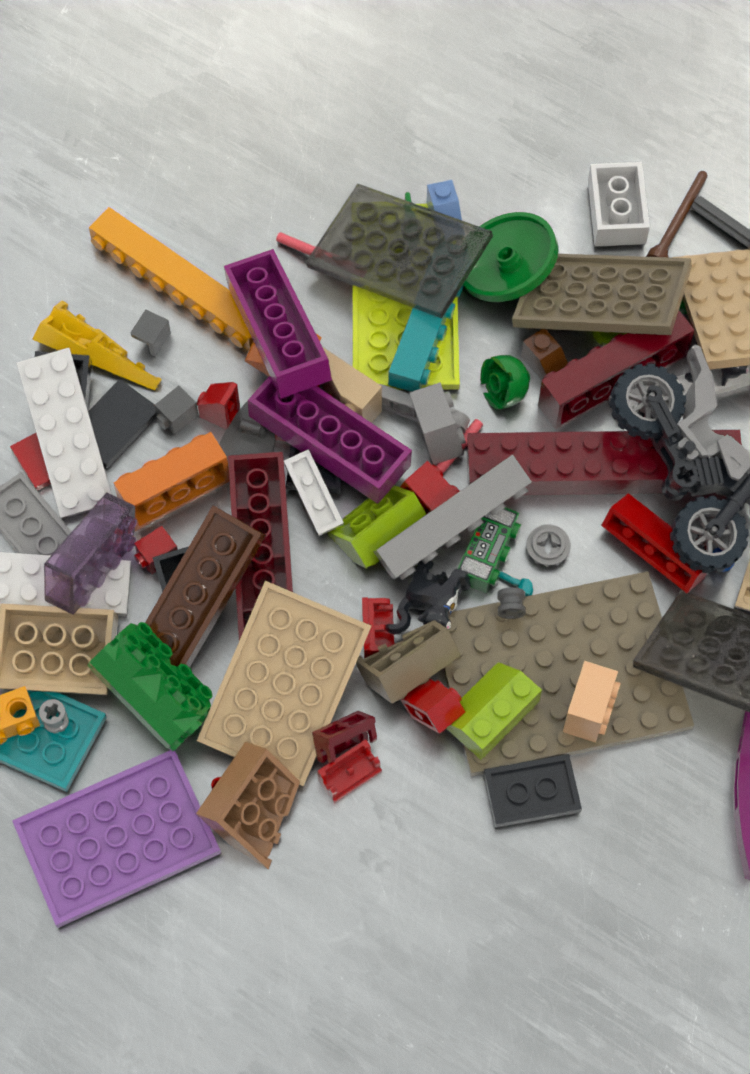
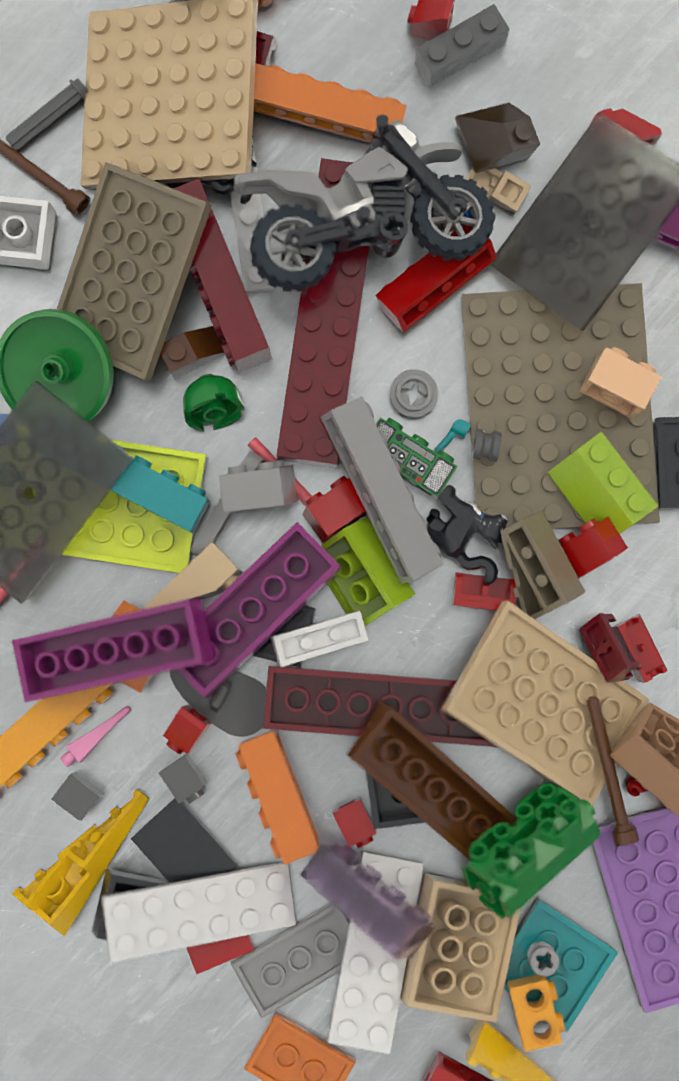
camera: 75 degrees left, 20 degrees up
(177, 771) = (624, 832): none -> reddish brown piece
(192, 332) = (84, 745): none -> bright pink piece

